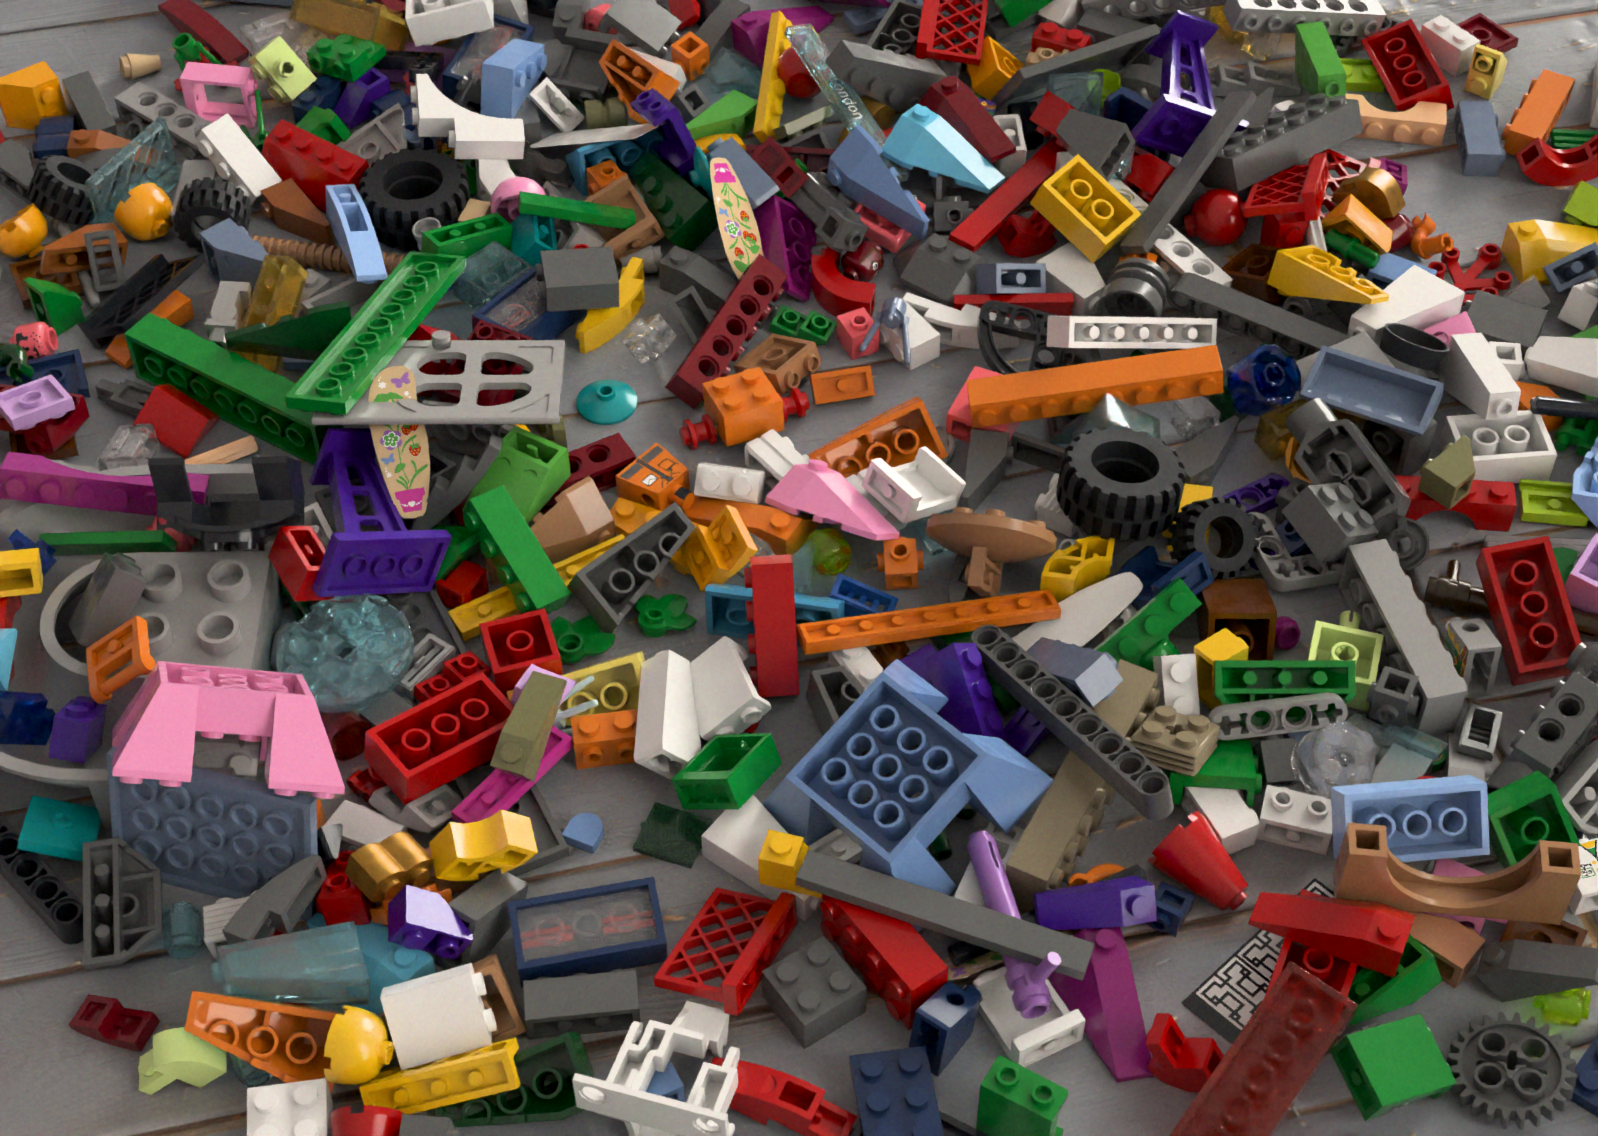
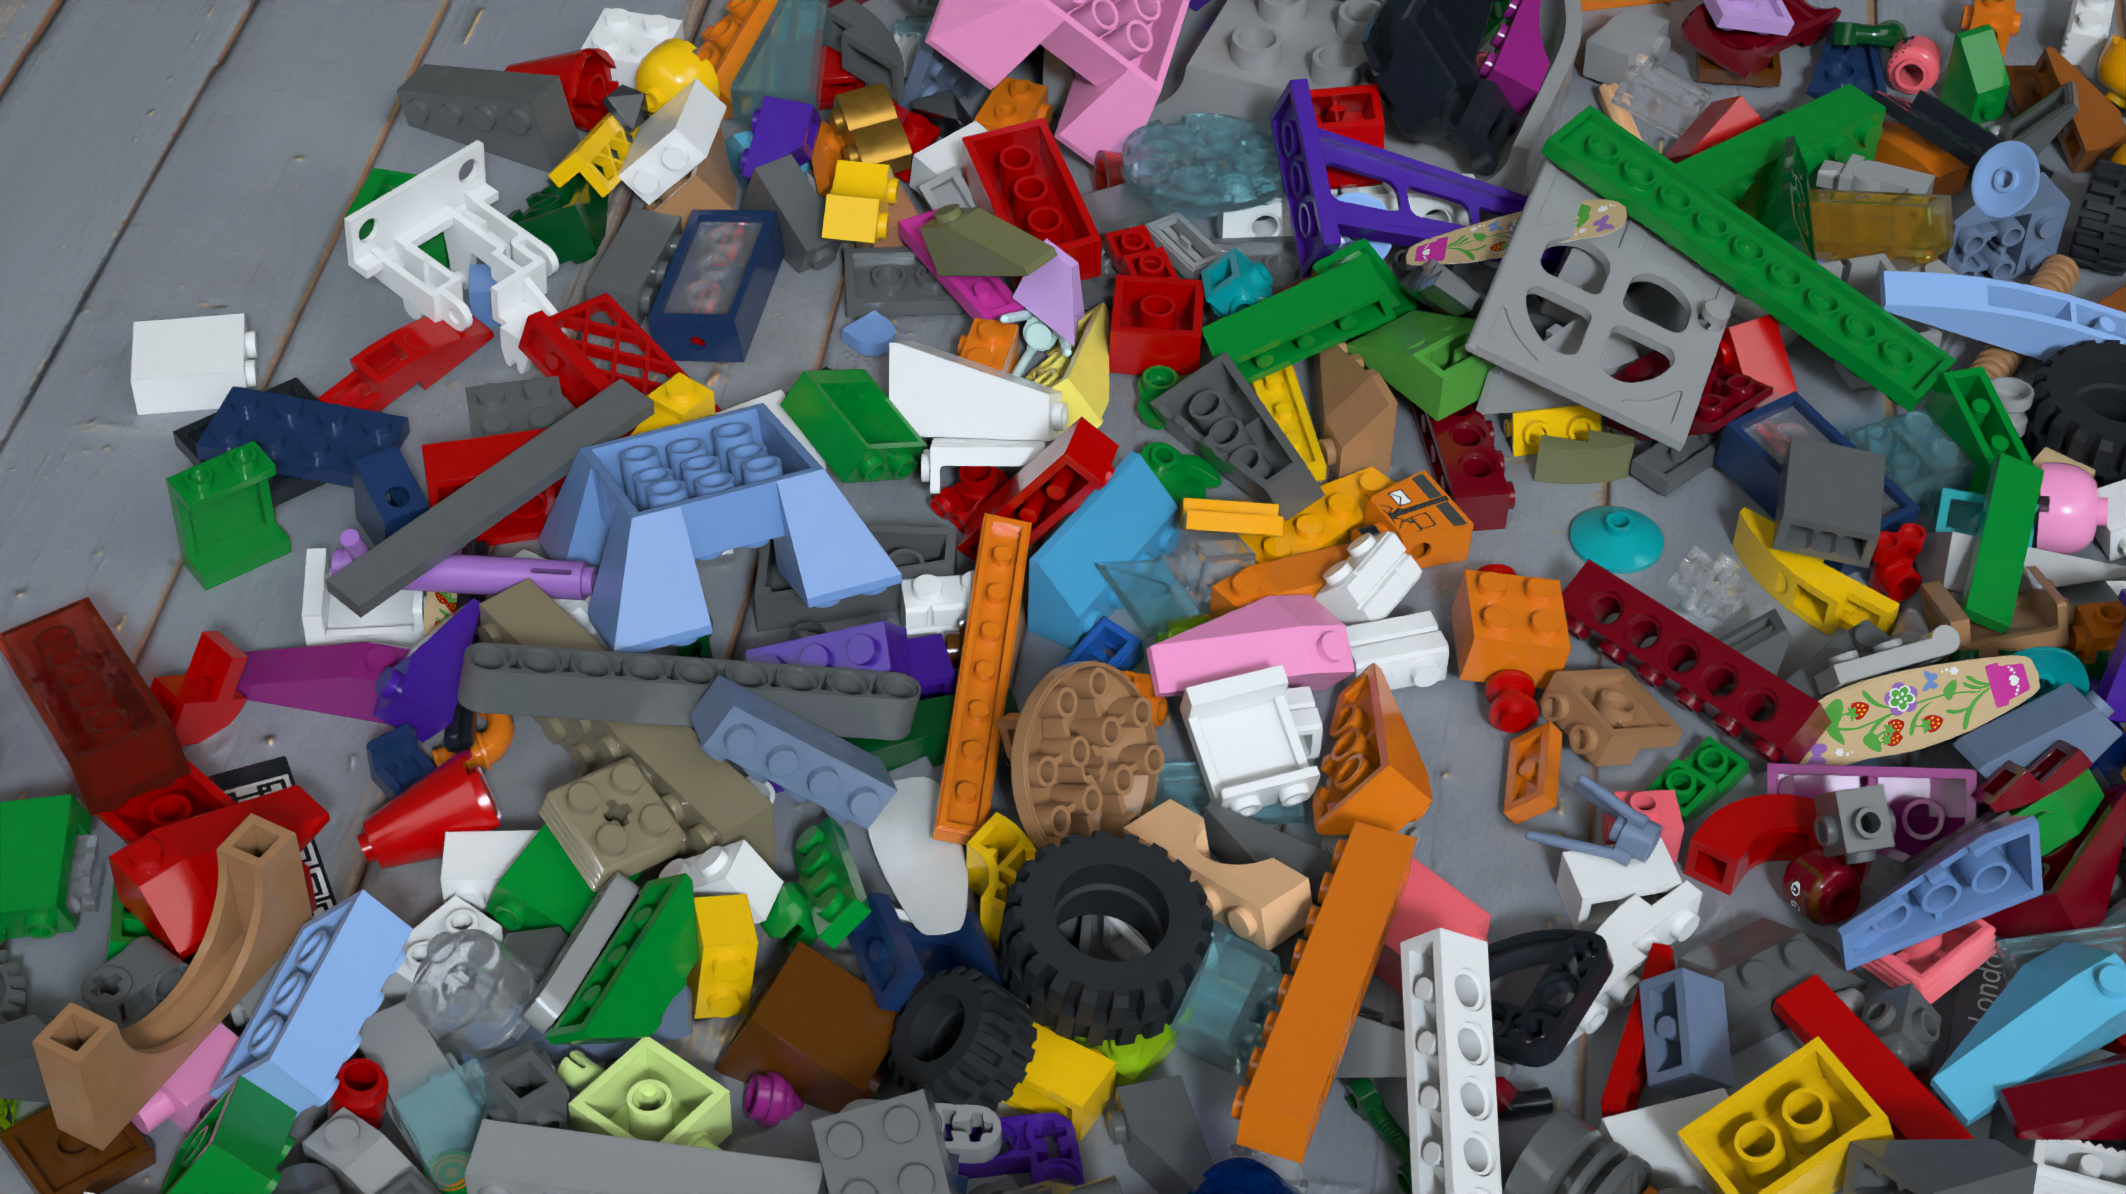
camera: 110 degrees right, 5 degrees down
(252, 230) = (1994, 174): none -> light blue piece
(401, 1065) = (627, 107): none -> black slope
(490, 599) = (1235, 283): none -> teal brick
(703, 240) = (1887, 659): none -> light grey plate
(1035, 446) = (1255, 900): none -> light nougat arch
(1449, 929) = (133, 982): none -> dark grey piece

